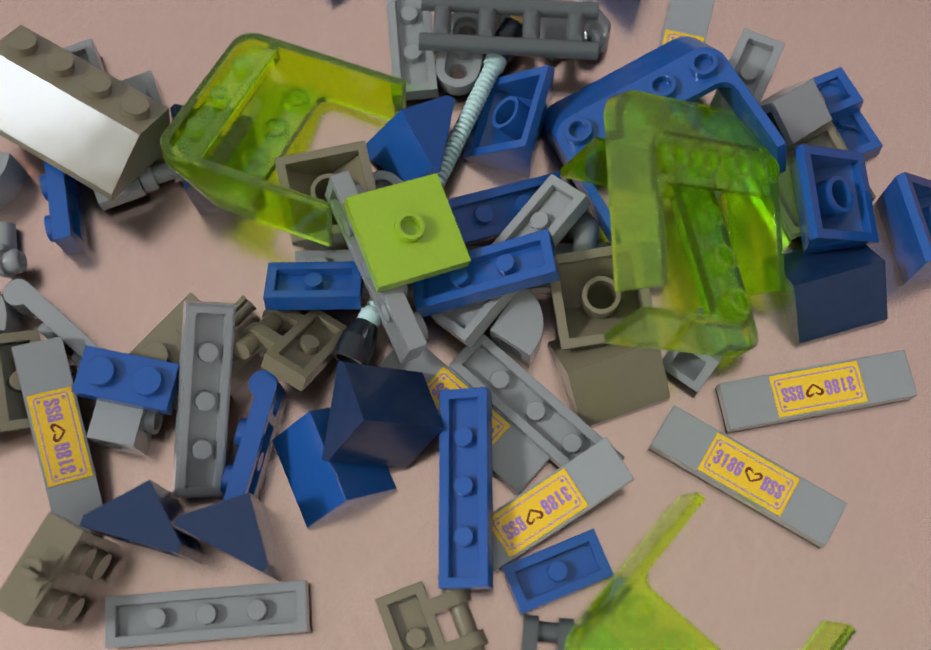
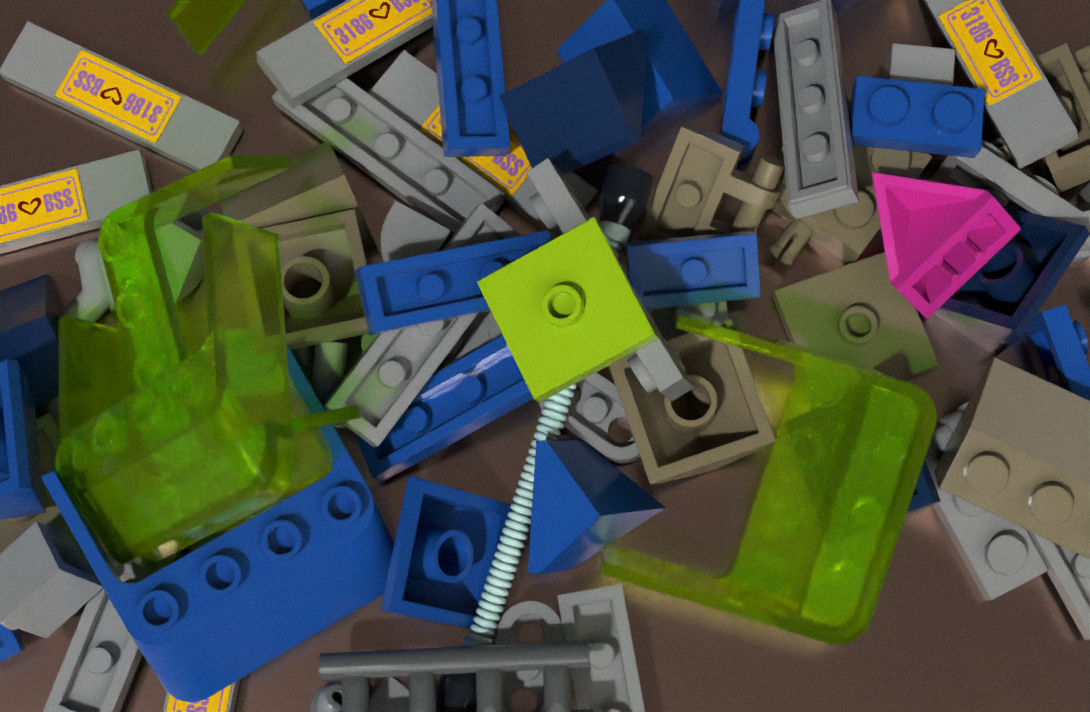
camera: 175 degrees right, 5 degrees up
(90, 274) = (1015, 282): none -> dark blue slope
(135, 292) = (937, 236): none -> dark pink slope
(205, 254) = (857, 318): none -> dark tan plate
(765, 317) = (92, 299): none -> light grey arm

